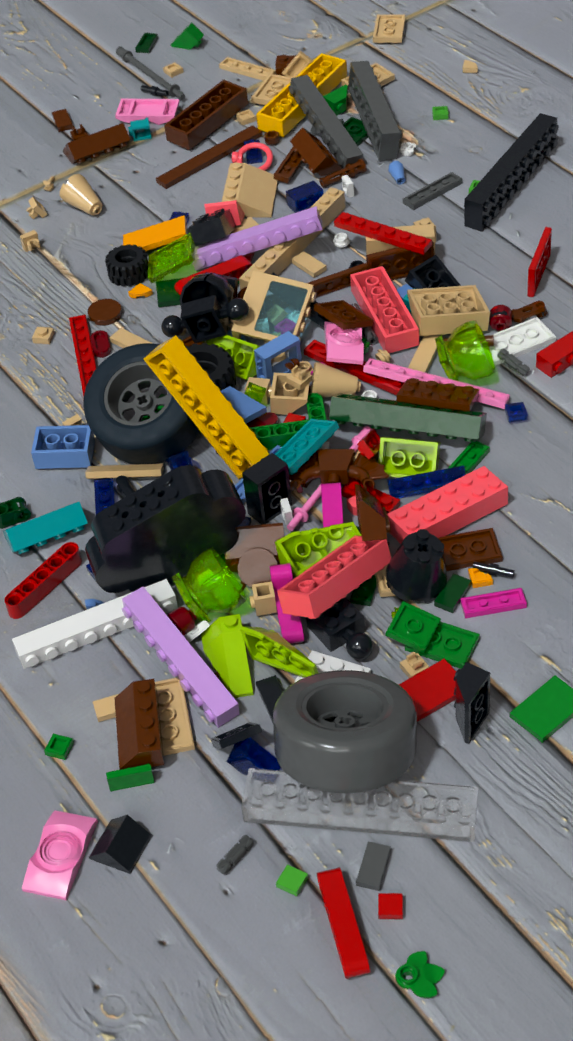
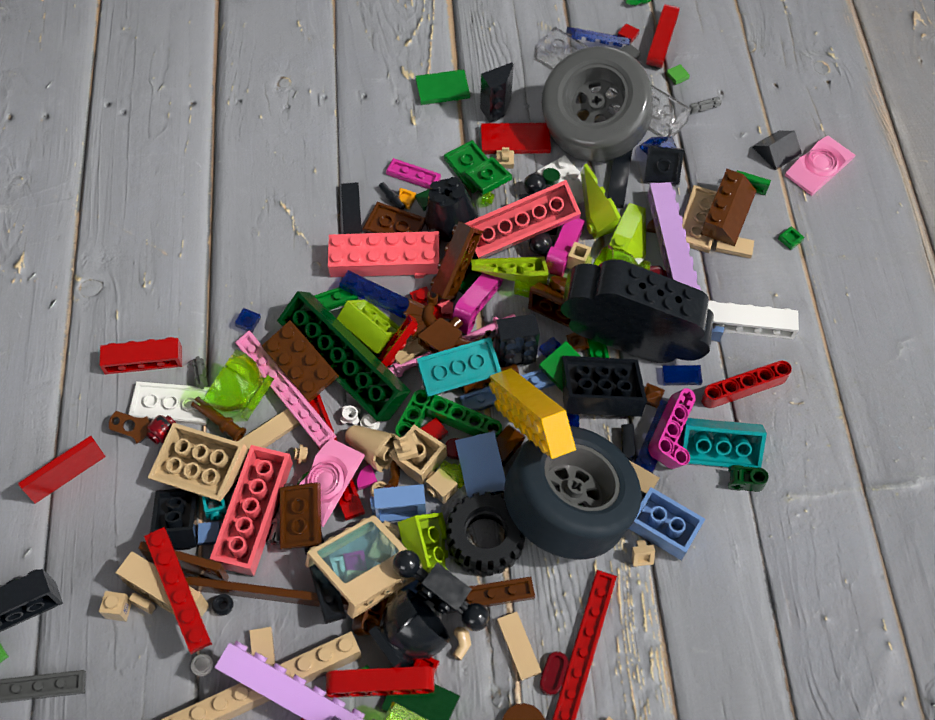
camera: 155 degrees left, 15 degrees up
(92, 497) = (672, 420): none -> dark pink beam
(347, 658) = (551, 176): none -> dark green tile
(414, 848) = (602, 37): none -> clear blue plate
(517, 537) = (351, 208): none -> black tile

